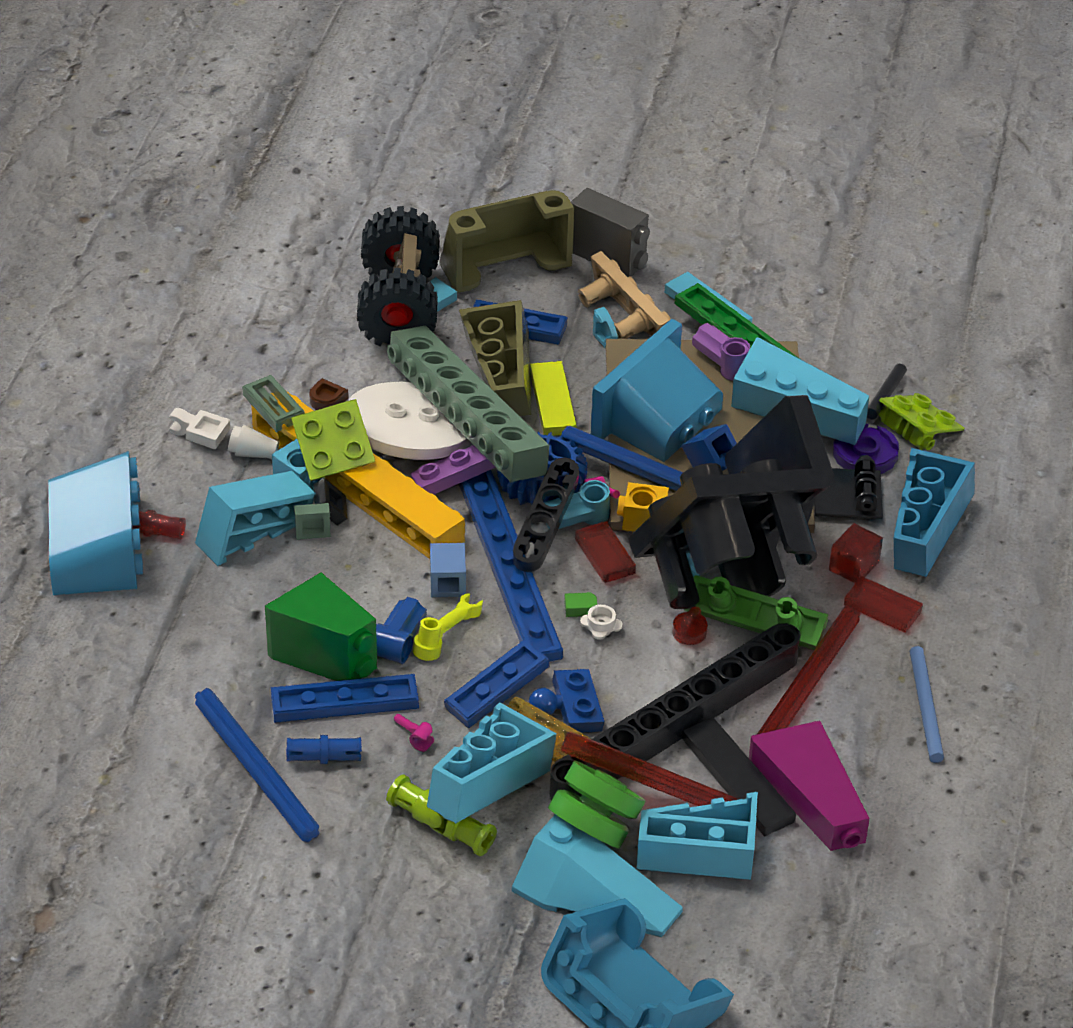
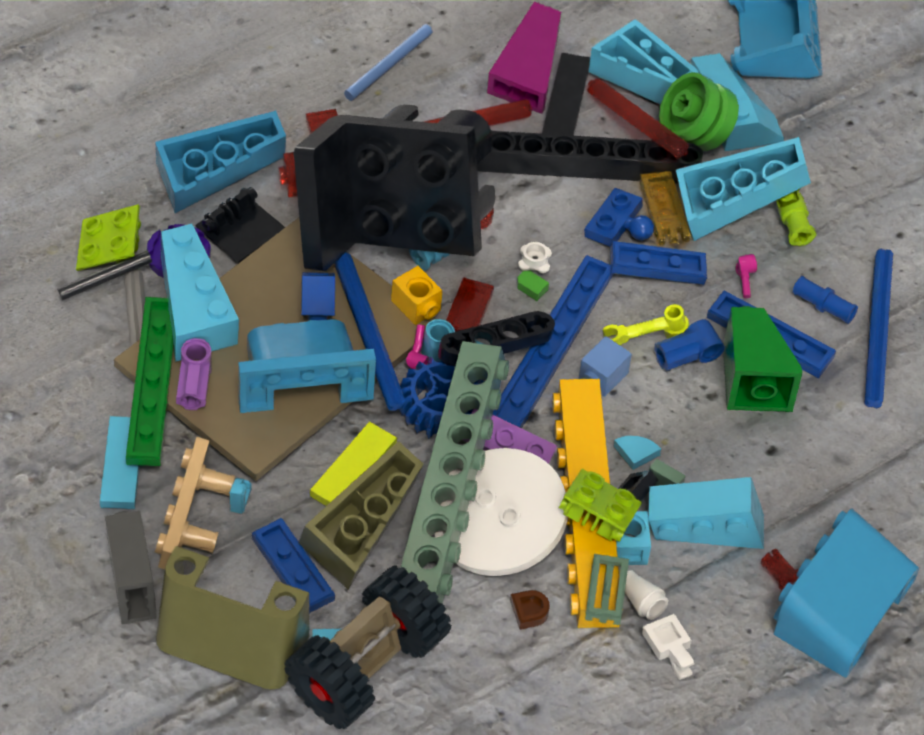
camera: 140 degrees left, 10 degrees up
(360, 536) = (636, 450): none -> medium azure tile

